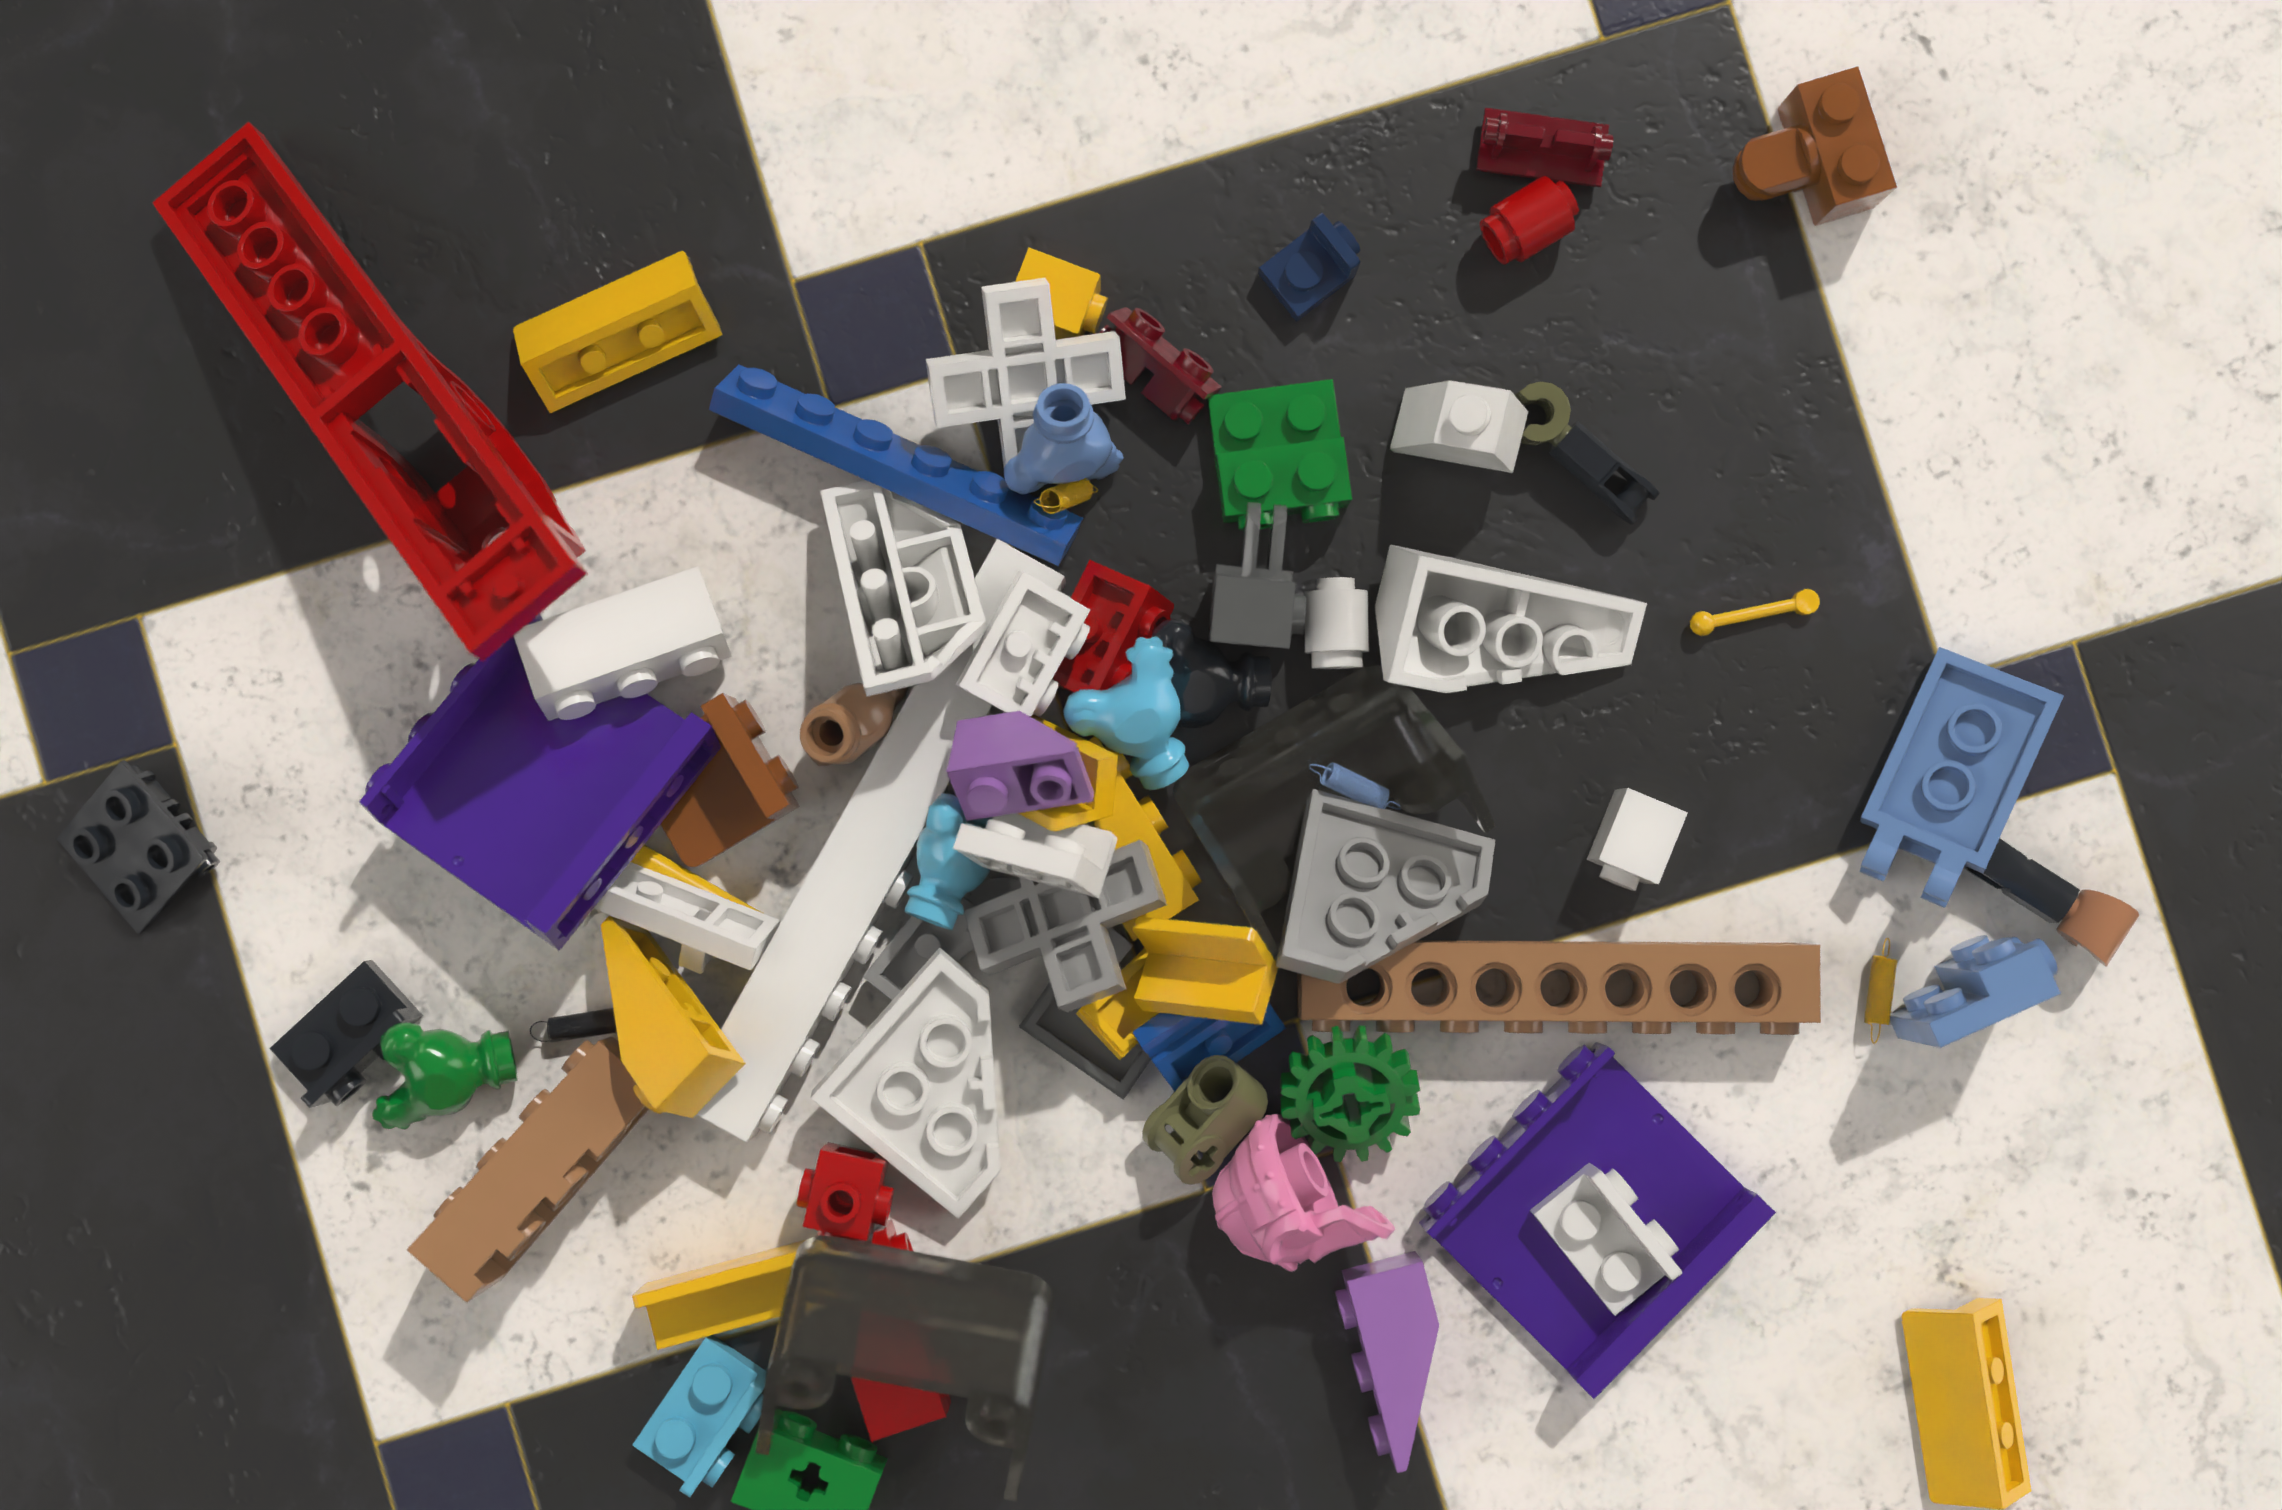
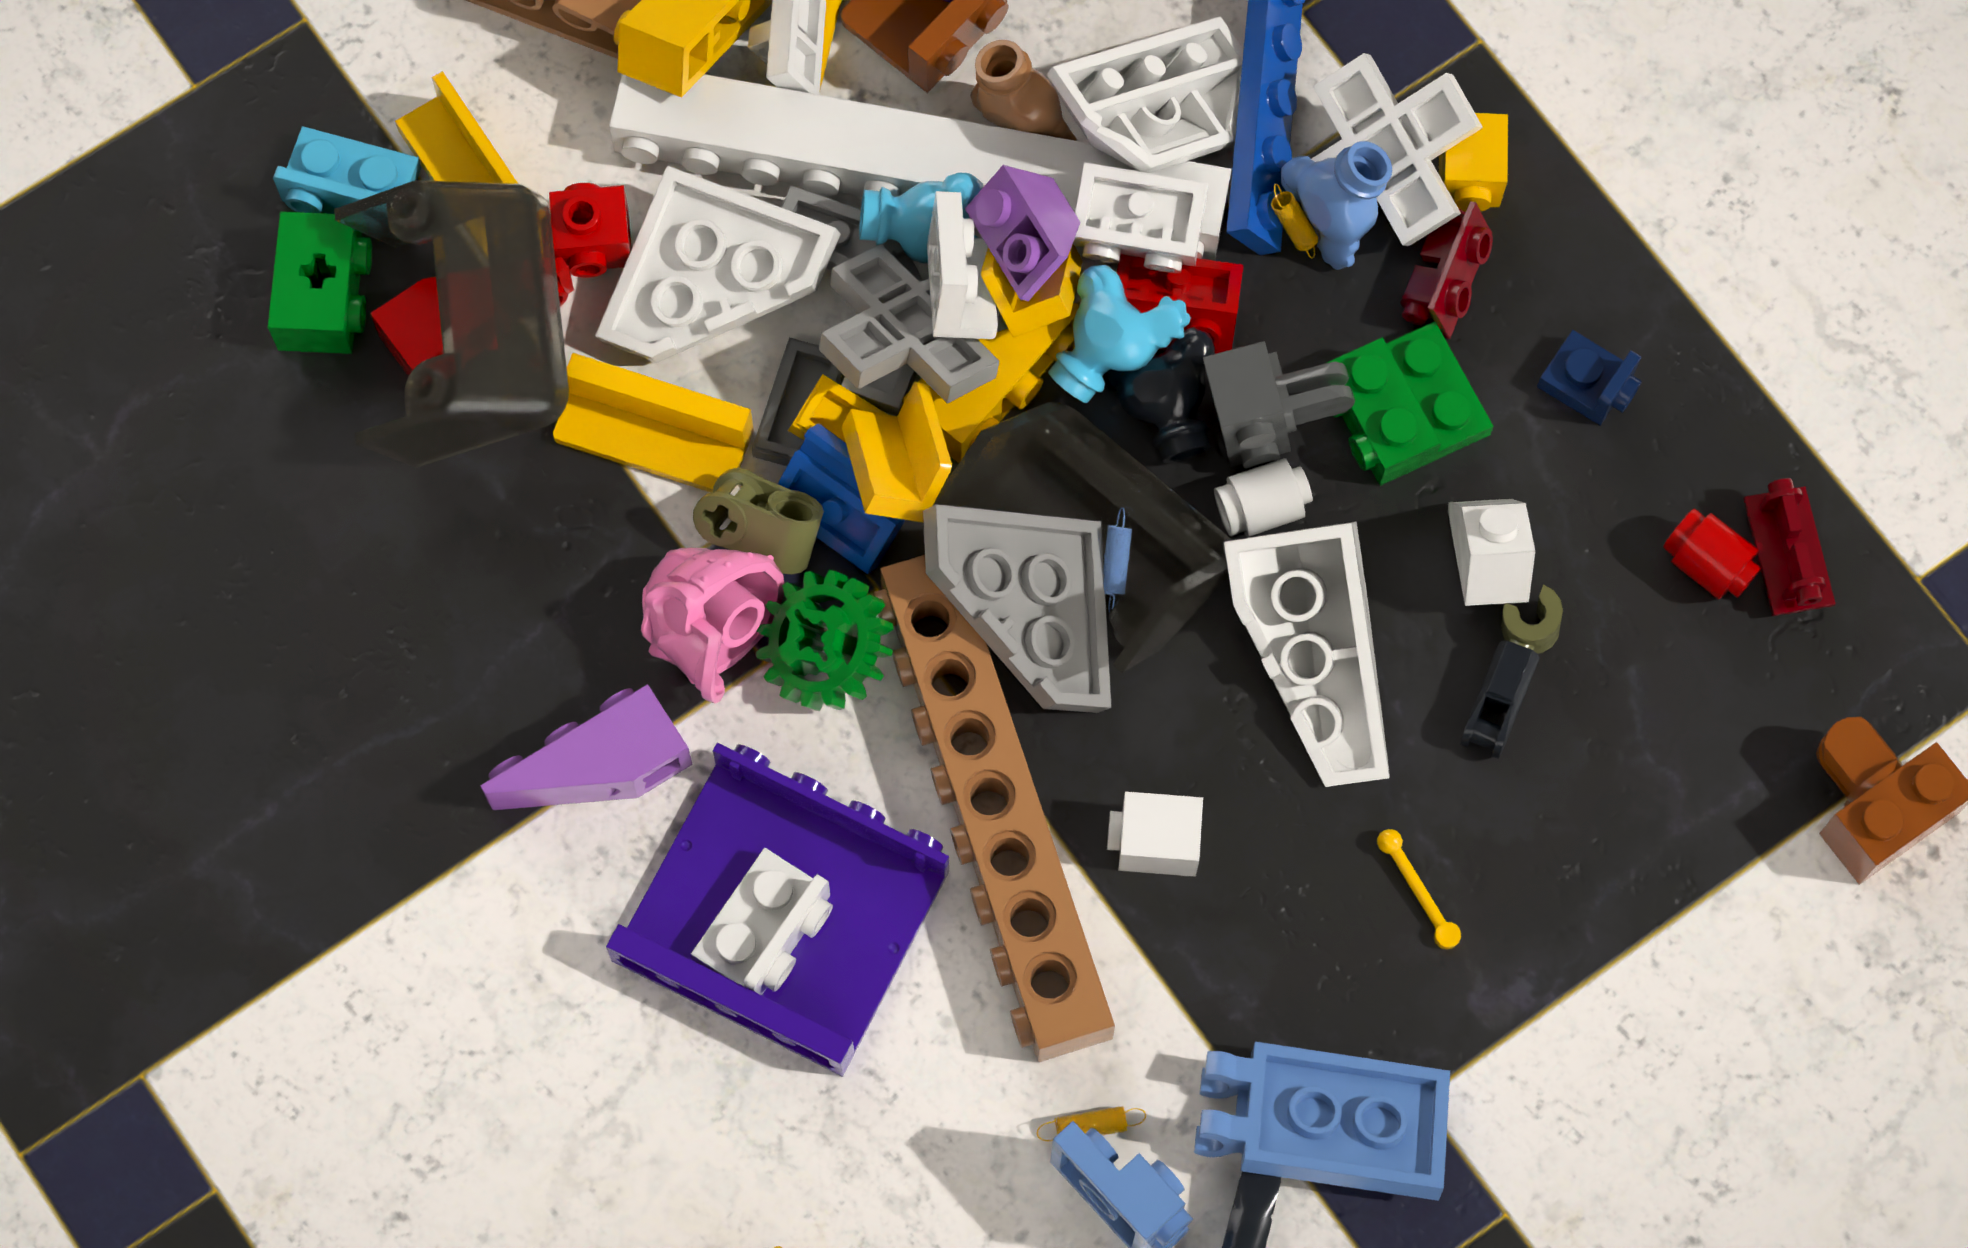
camera: 75 degrees right, 15 degrees down
(1068, 1190) = (651, 424): none -> yellow panel

